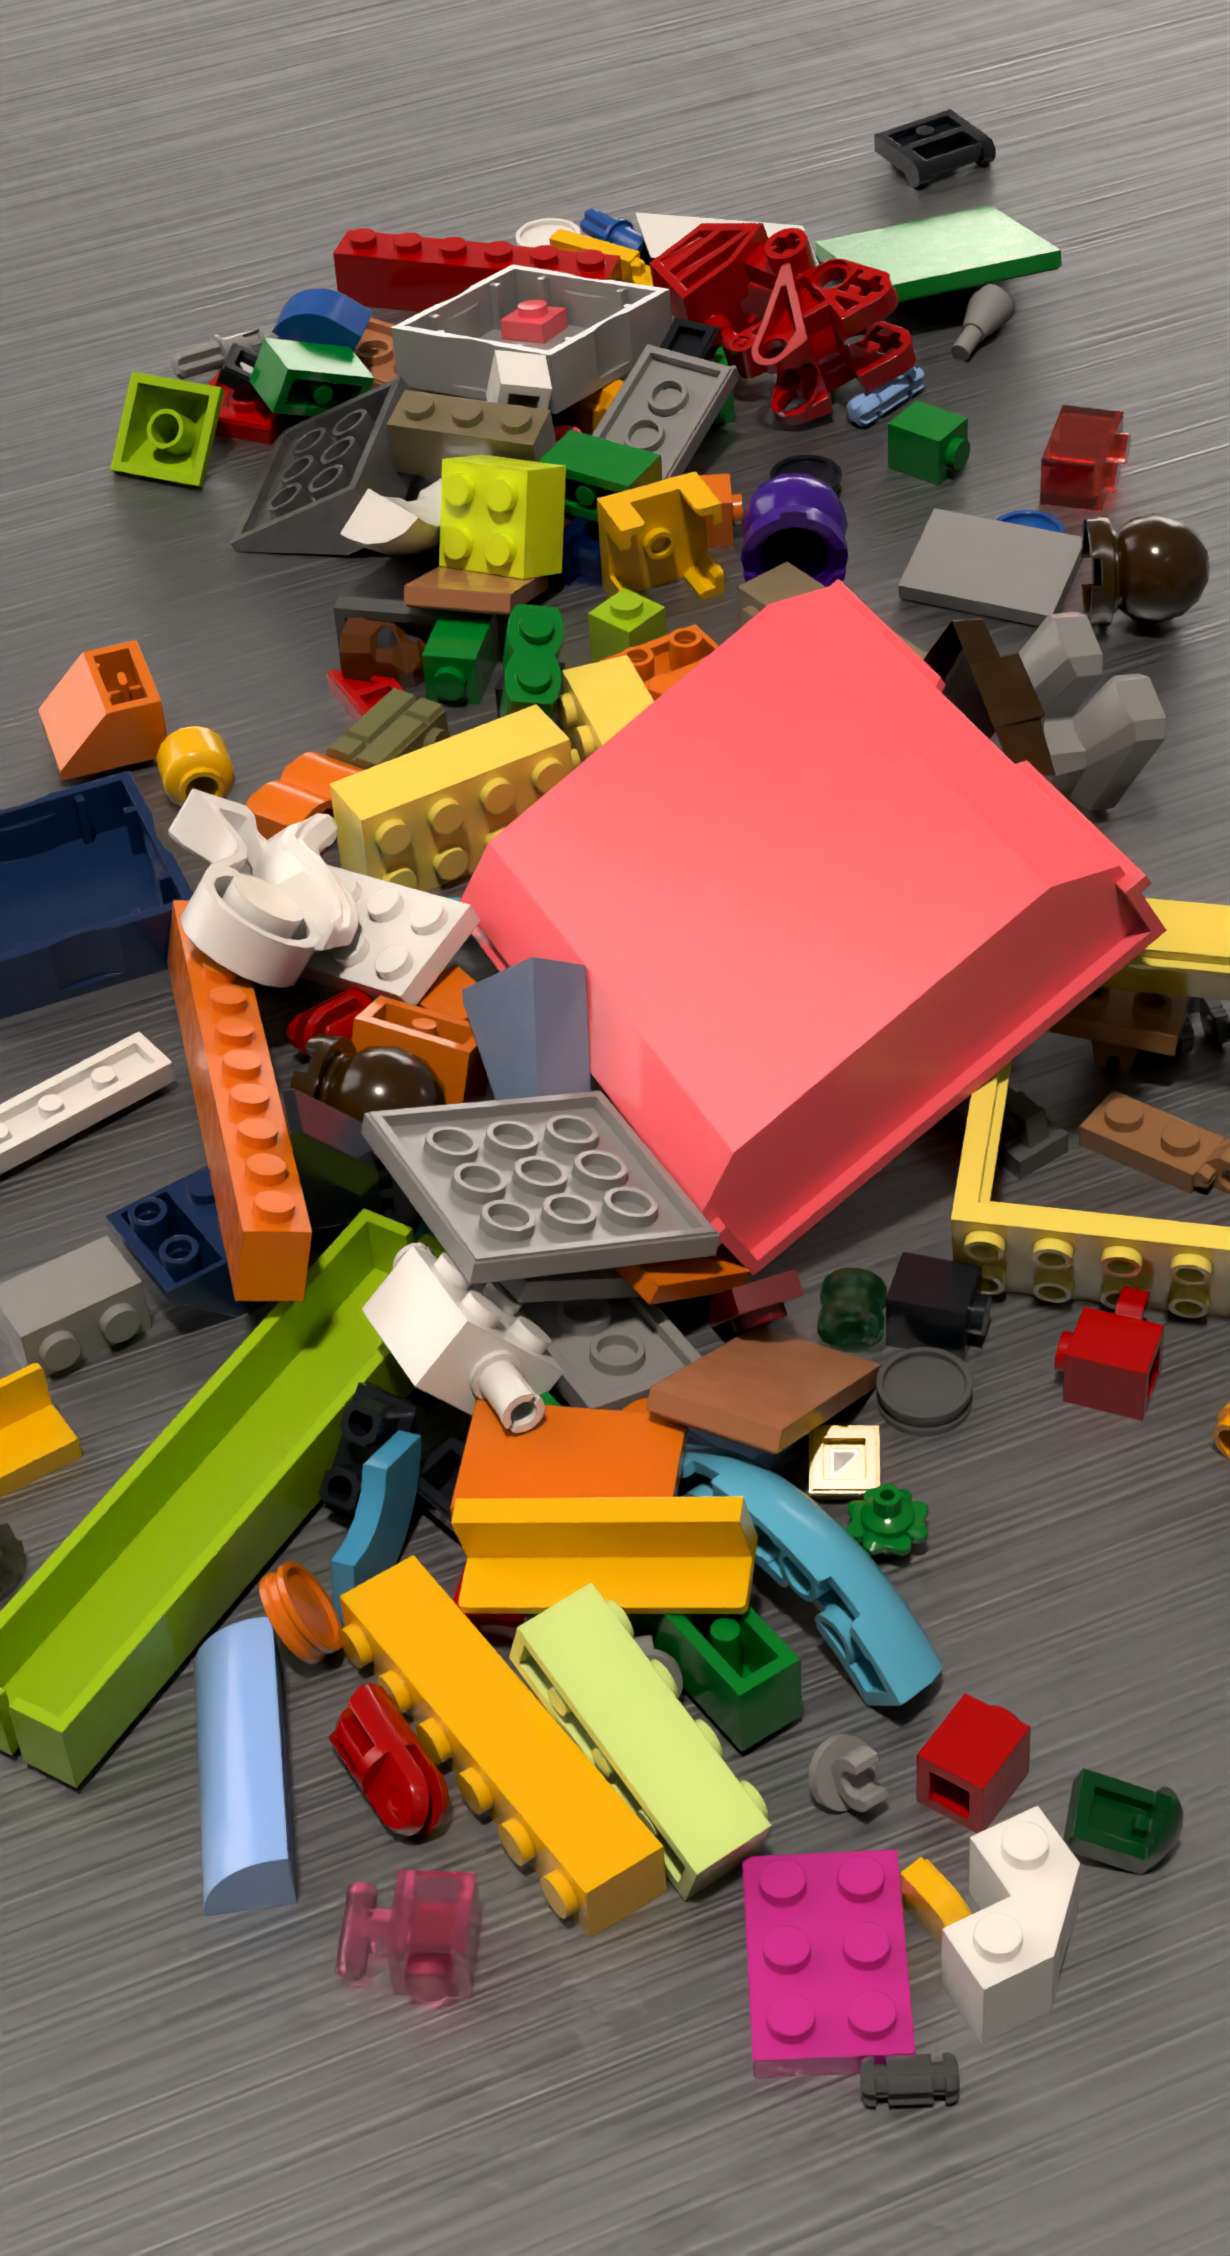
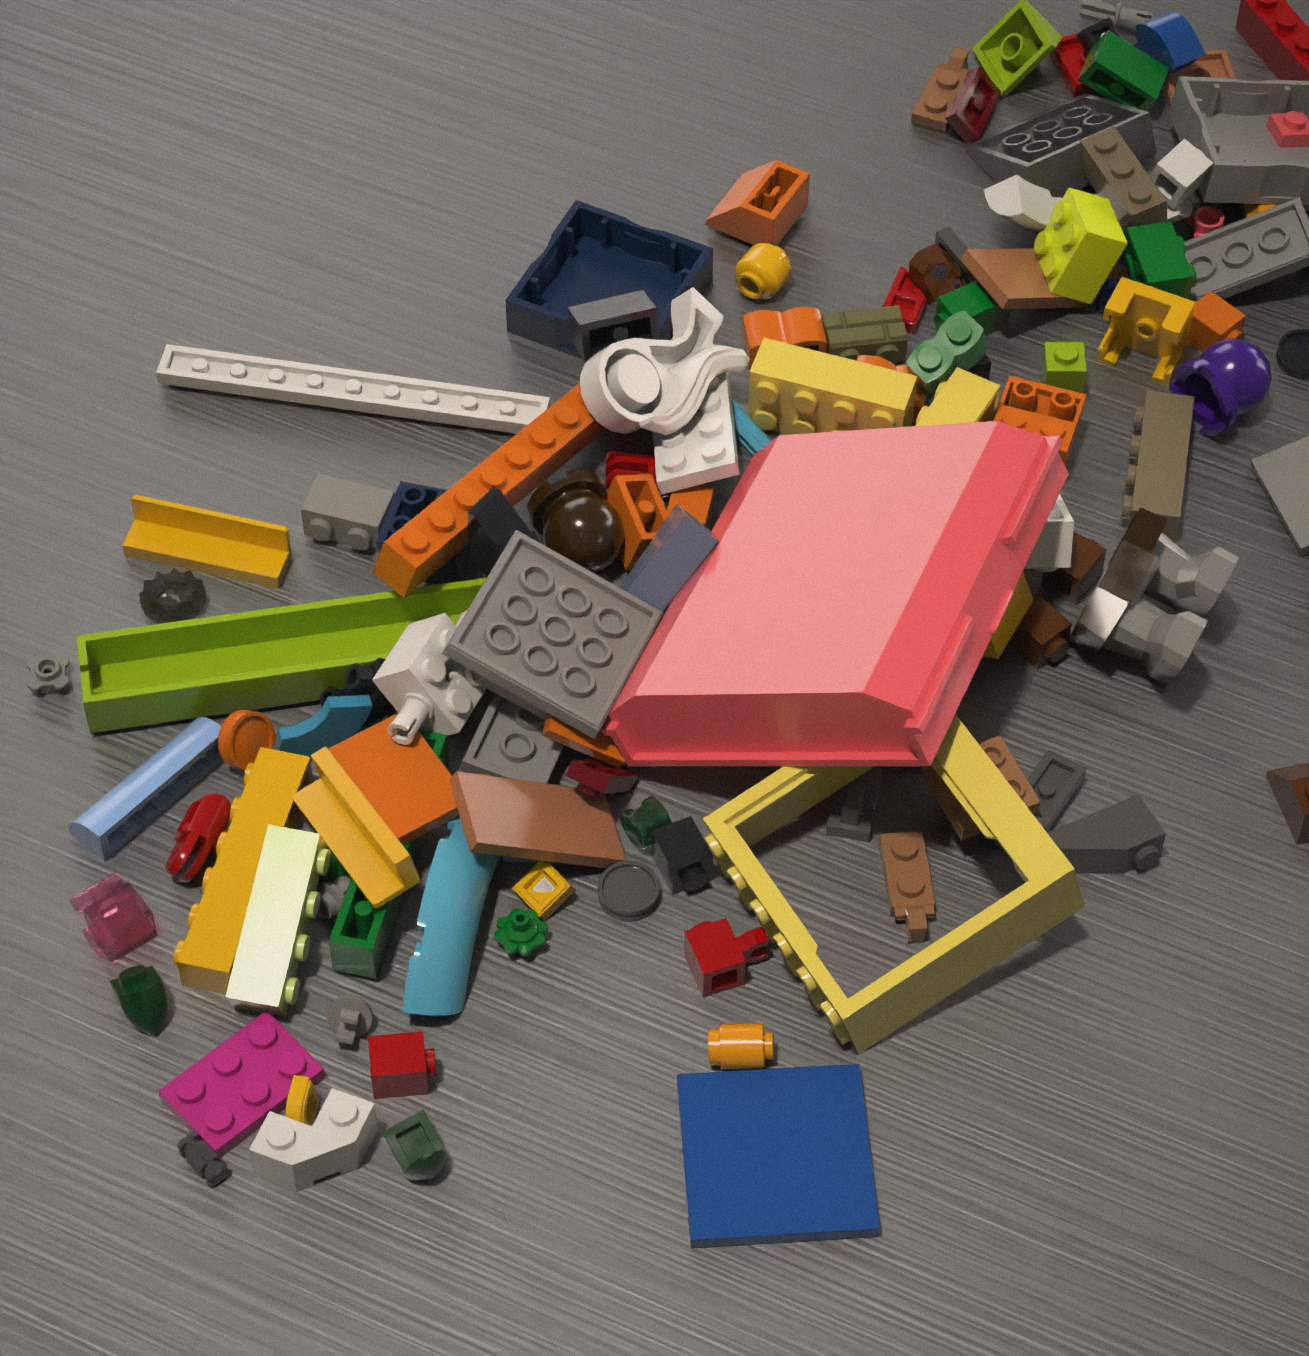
camera: 45 degrees right, 10 degrees up
(141, 517) = (941, 92): none -> medium nougat hinge
(145, 889) = (612, 320): none -> black brick
(194, 504) = (973, 105): none -> dark red plate
(576, 1980) = (141, 998): none -> dark green plate

